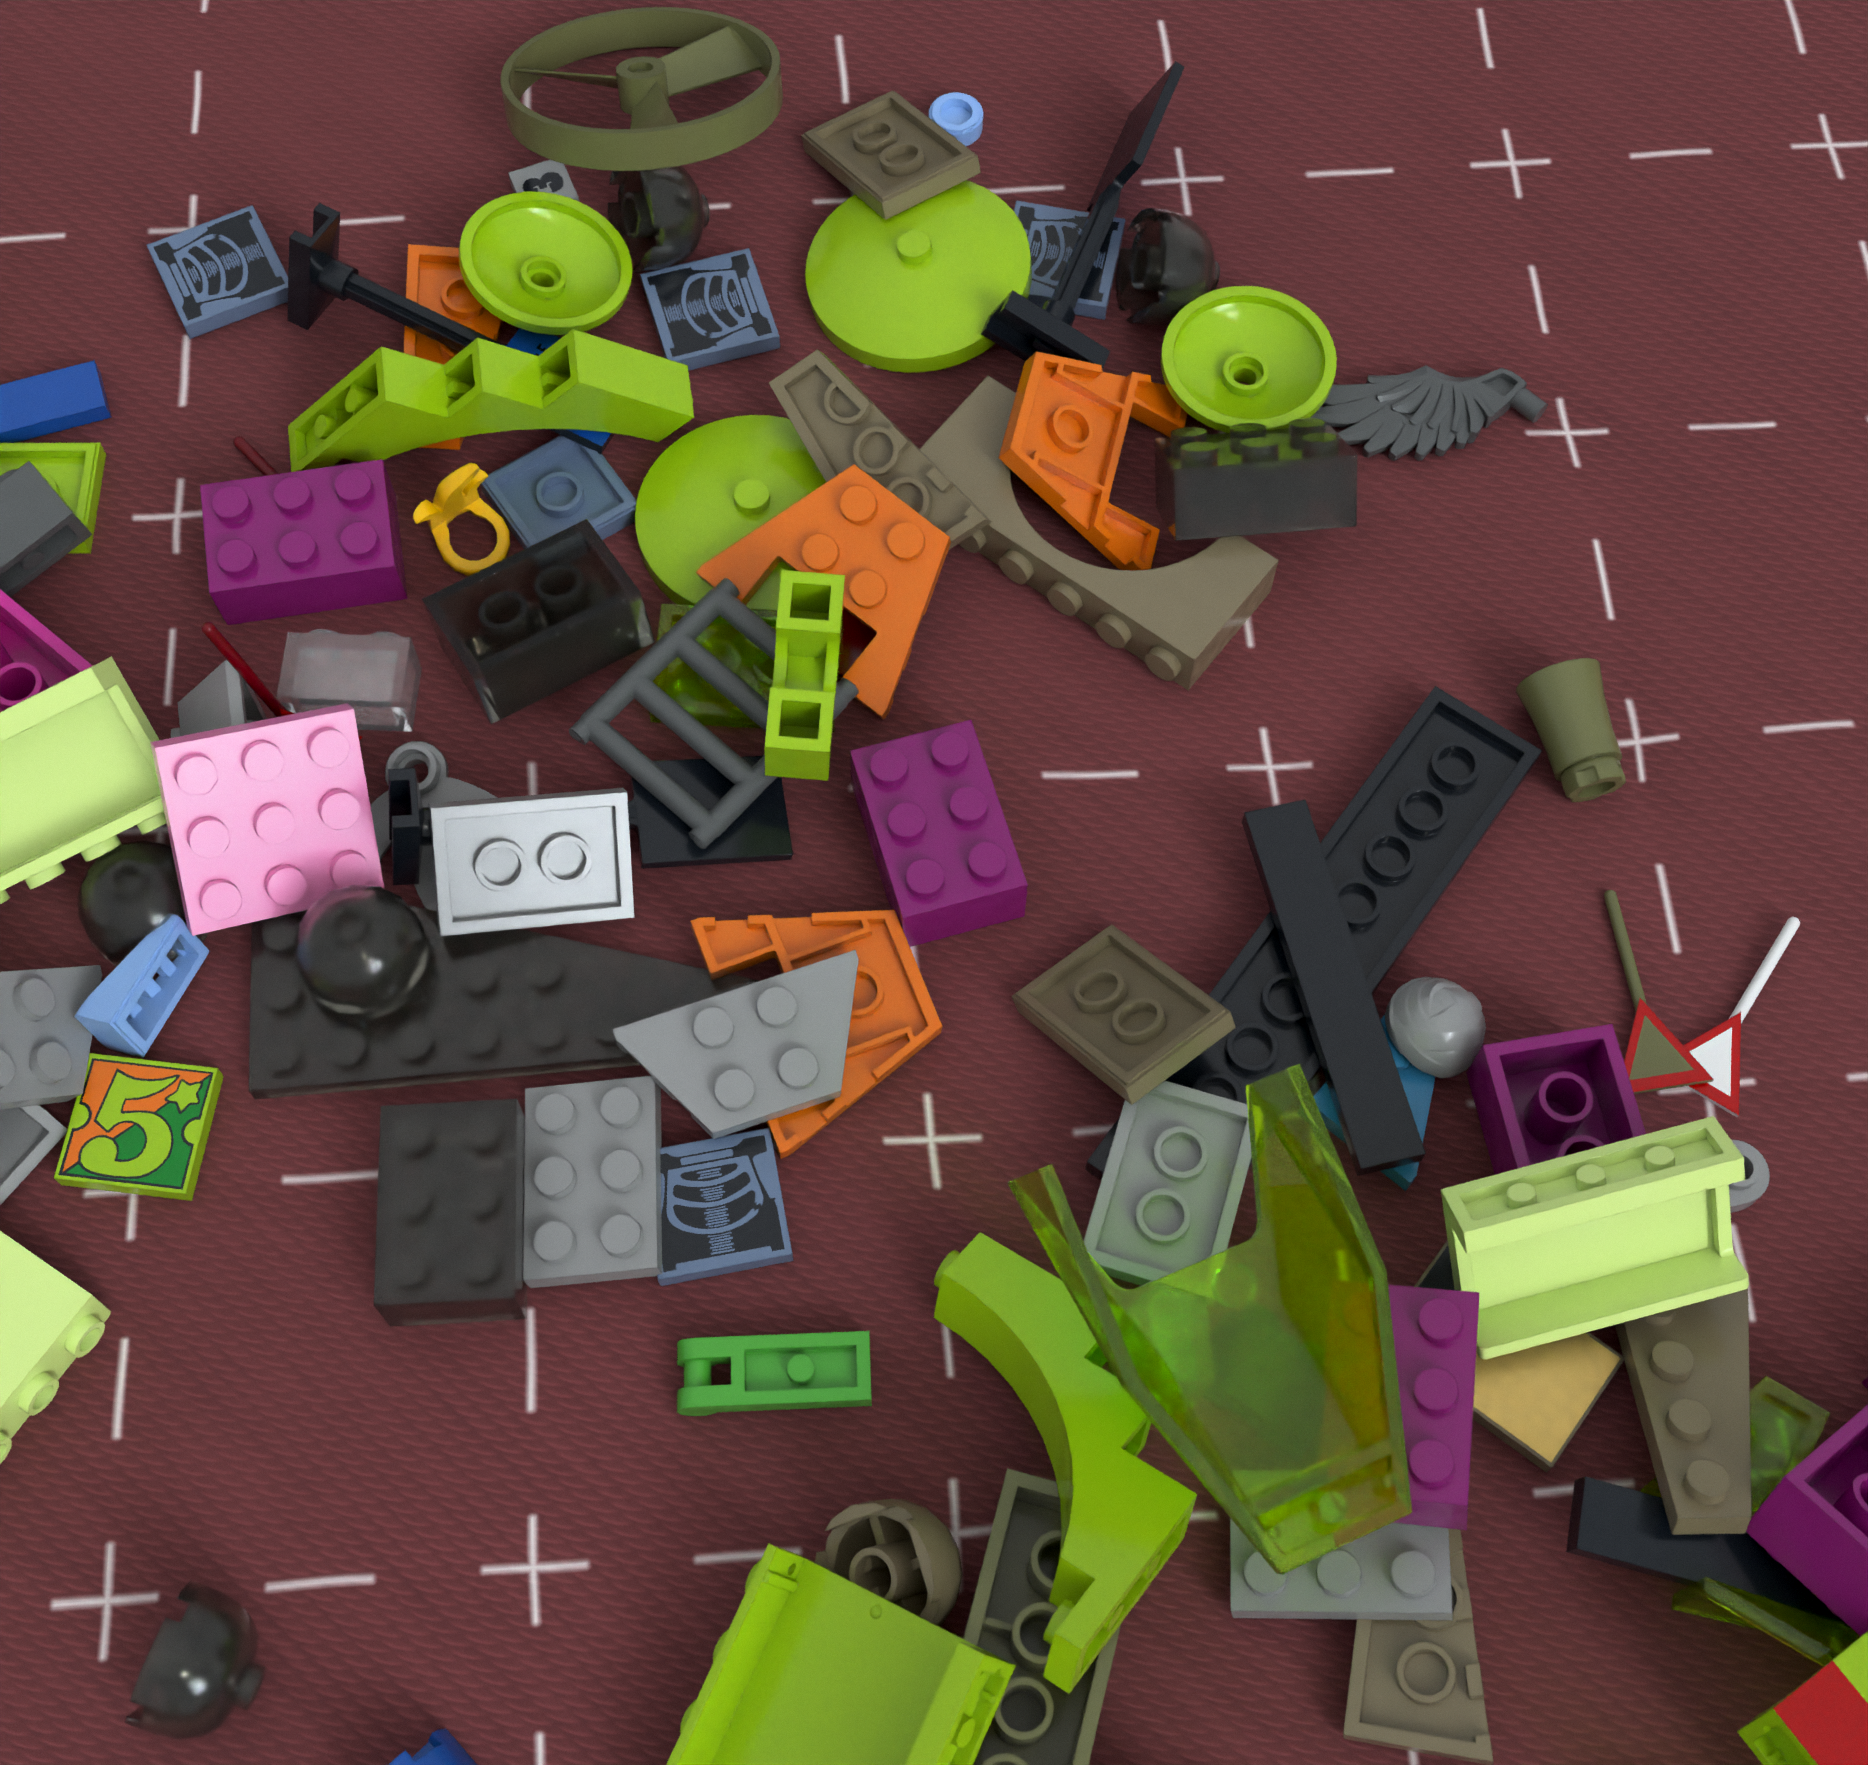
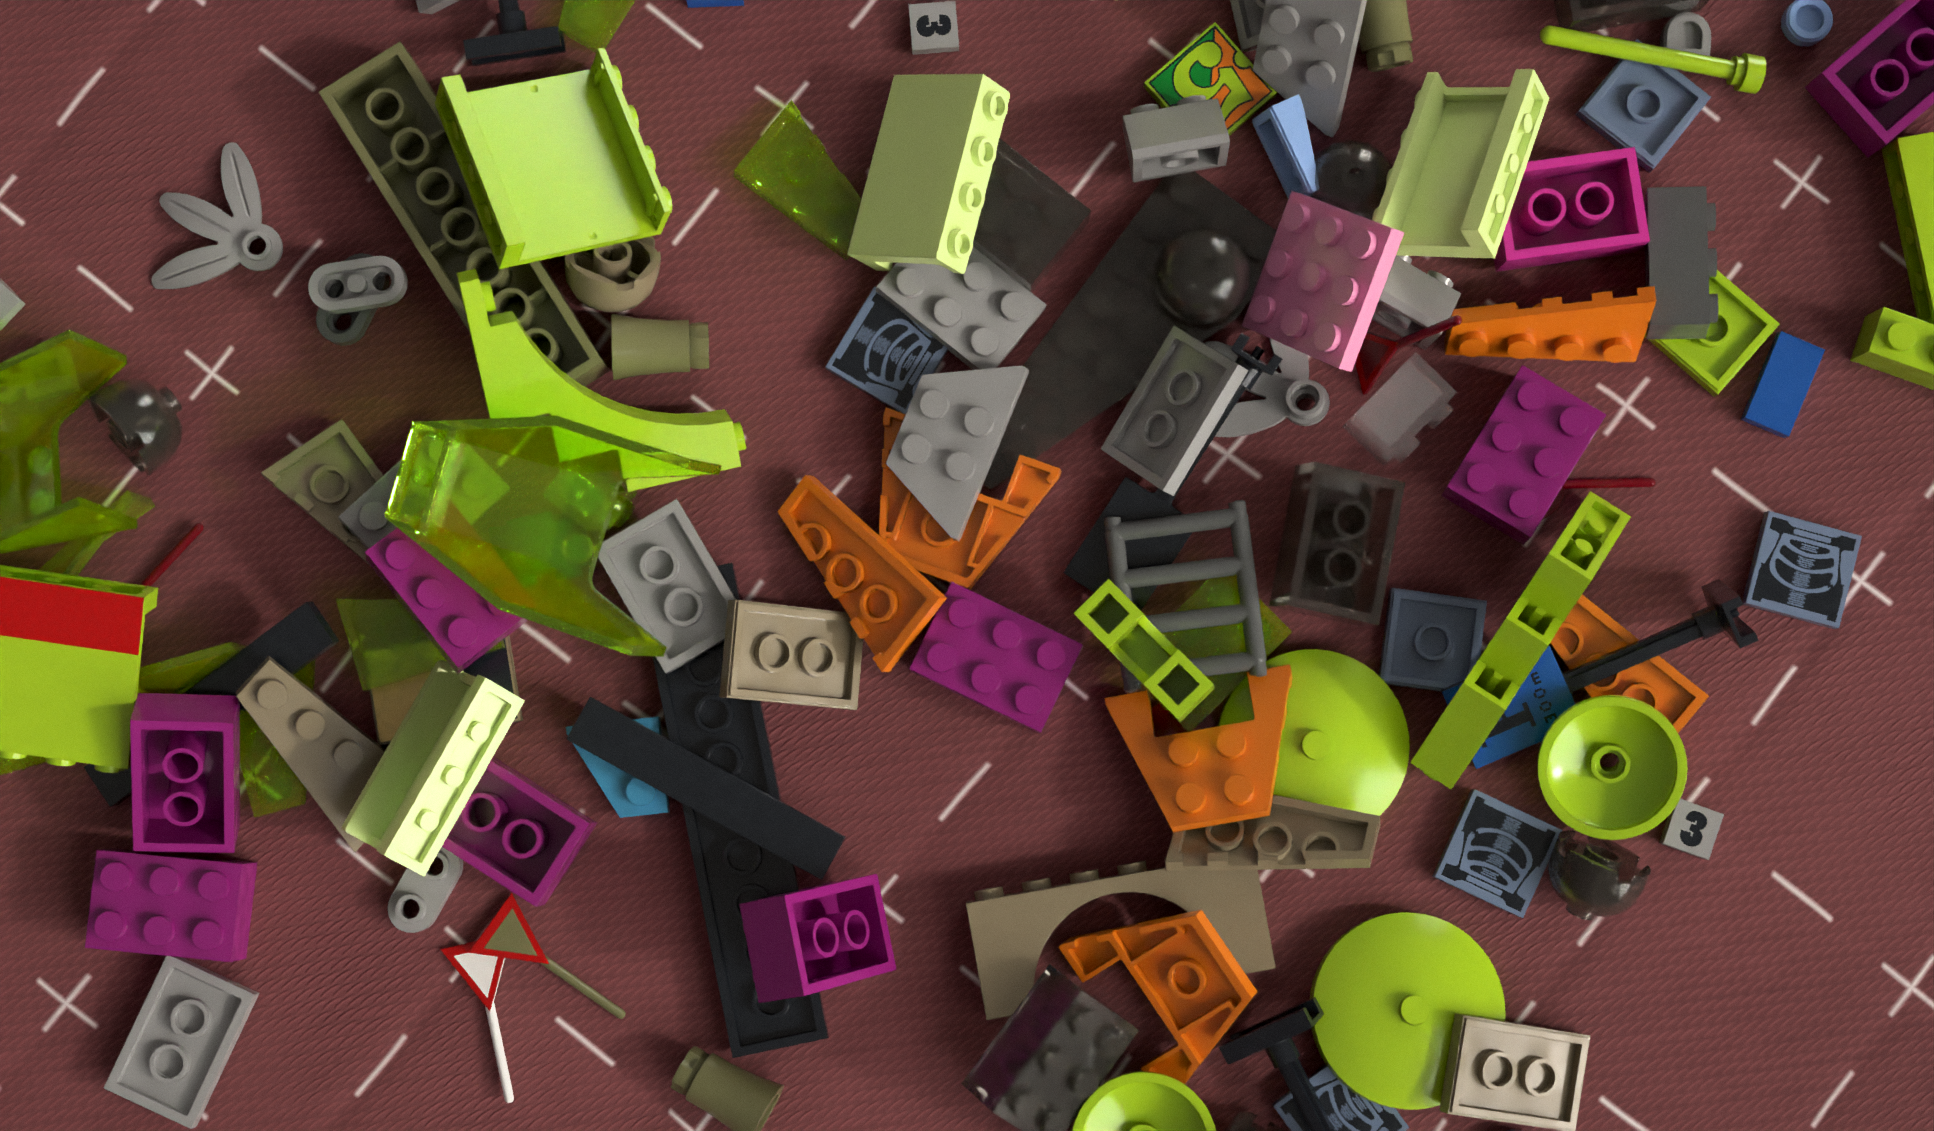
camera: 135 degrees right, 20 degrees up
(139, 591) = (1586, 330): none -> orange wing
(223, 1088) = (1175, 138): none -> light grey slope
(299, 1477) = (933, 27): none -> light grey tile
(456, 496) = (1471, 566): yellow piece -> none
(475, 1306) = (929, 171): none -> yellowish green panel
(606, 1459) = (801, 181): none -> clear neon green wing
(711, 52) = (1703, 948): olive piece -> none
(776, 1372) = (769, 304): bright green plate -> none
(933, 1448) = (657, 346): none -> olive plant
(974, 1006) = (870, 579): none -> orange wing
(1366, 740) = (817, 938): none -> magenta brick
(1436, 1025) = (633, 824): light grey piece -> none
(1522, 1441) = (387, 642): none -> clear neon green wing

